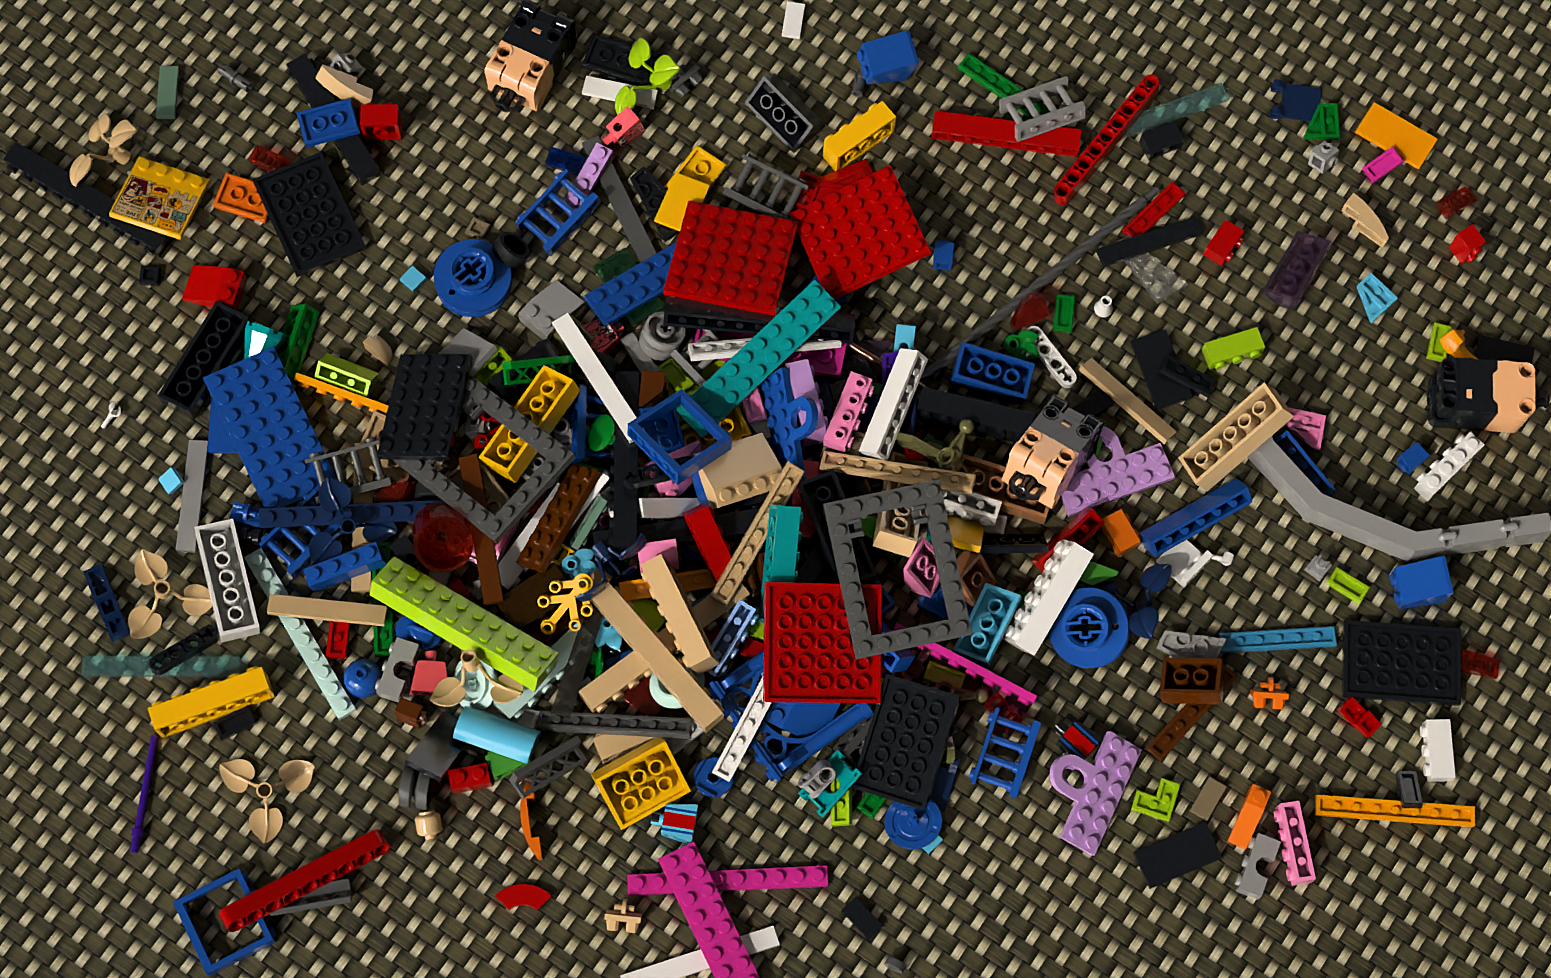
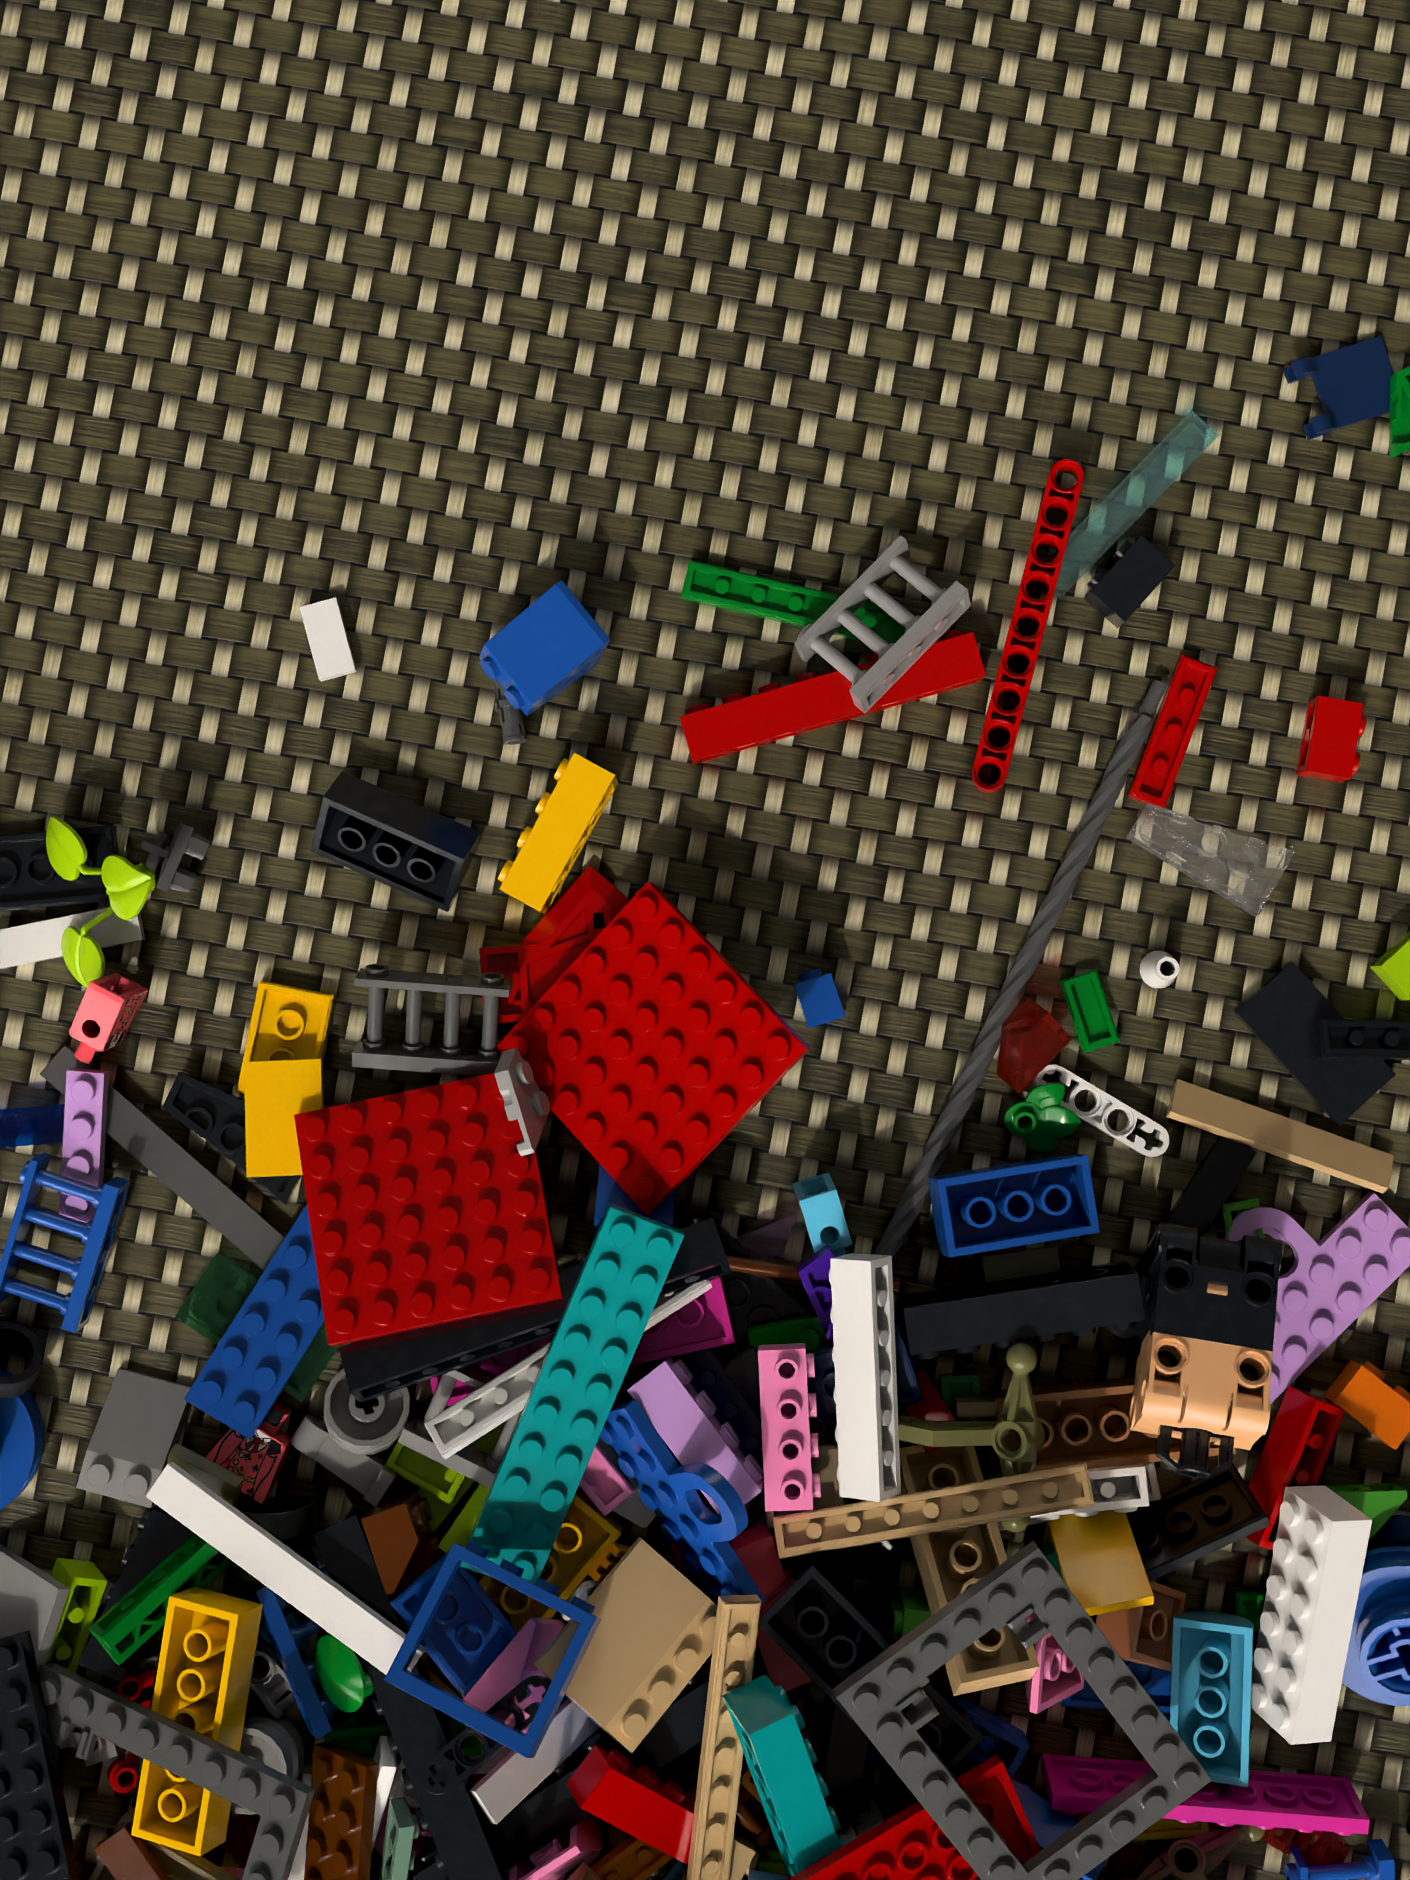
camera: 20 degrees left, 15 degrees up
(794, 229) = (522, 1098): none -> light grey wing
(1149, 242) = (1192, 802): black tile -> none

